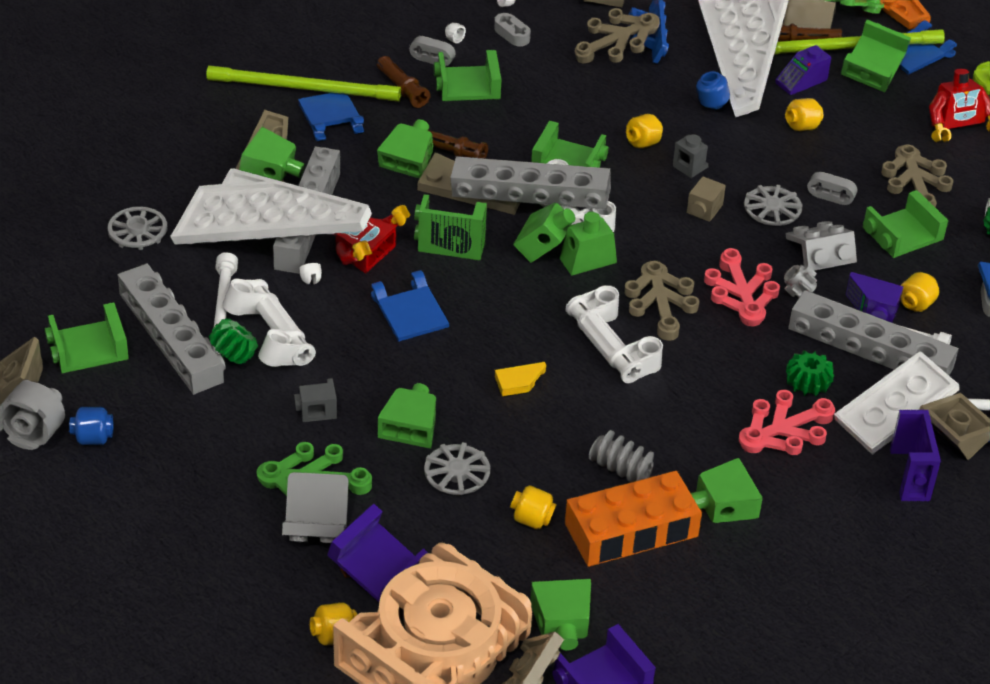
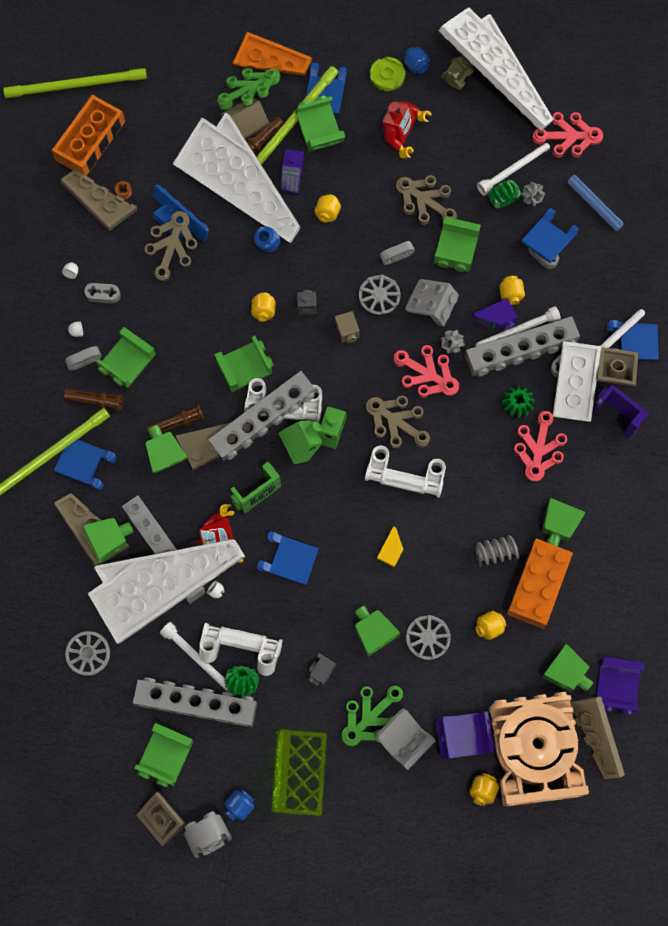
camera: 45 degrees left, 30 degrees up
(164, 438) = (281, 772): none -> clear neon green fence

